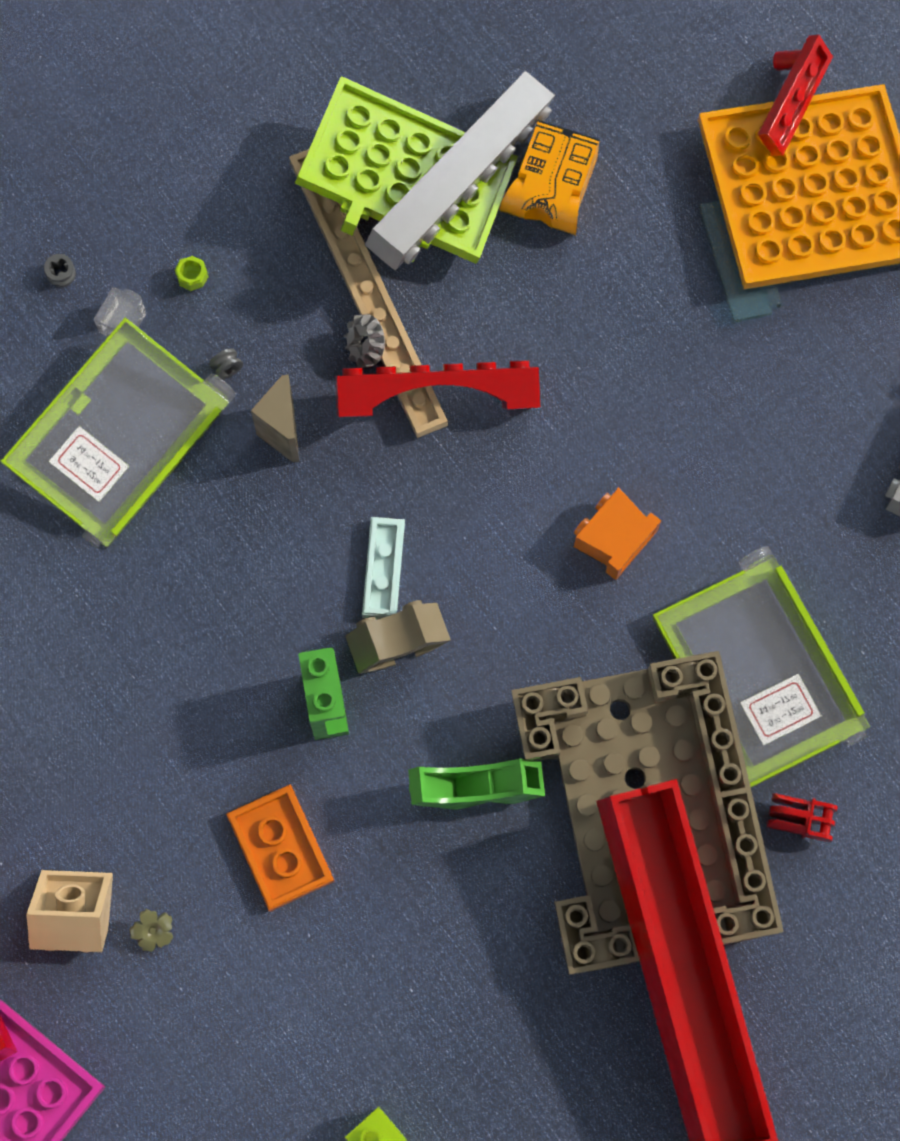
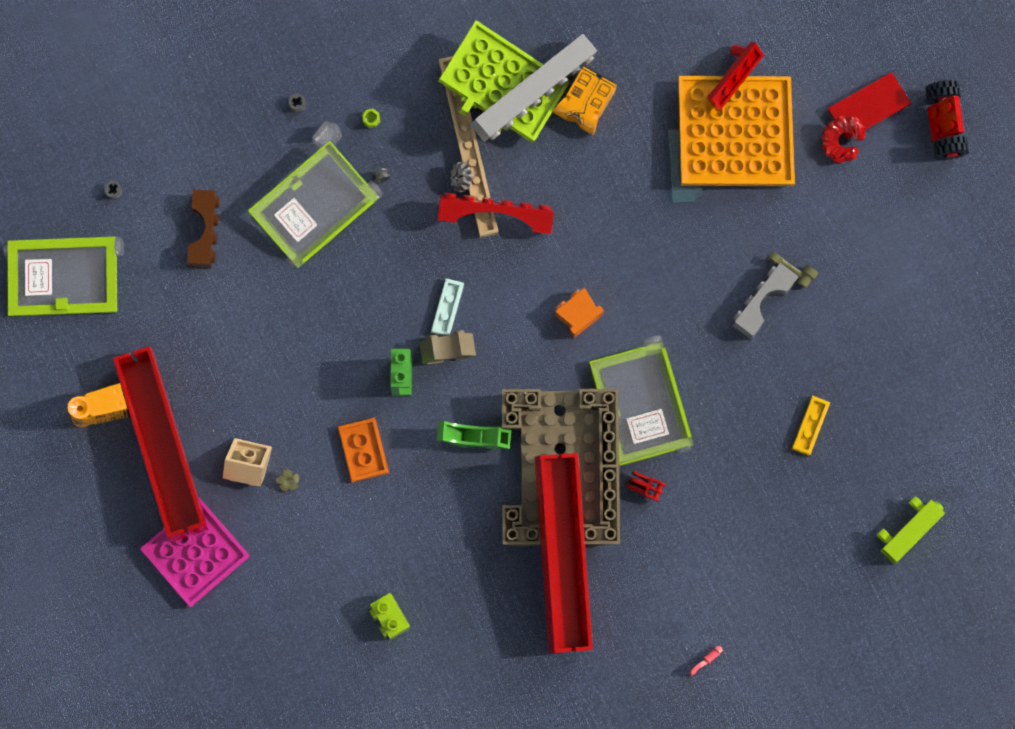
camera: 10 degrees right, 5 degrees up
(276, 419) = (403, 214): dark tan slope -> none

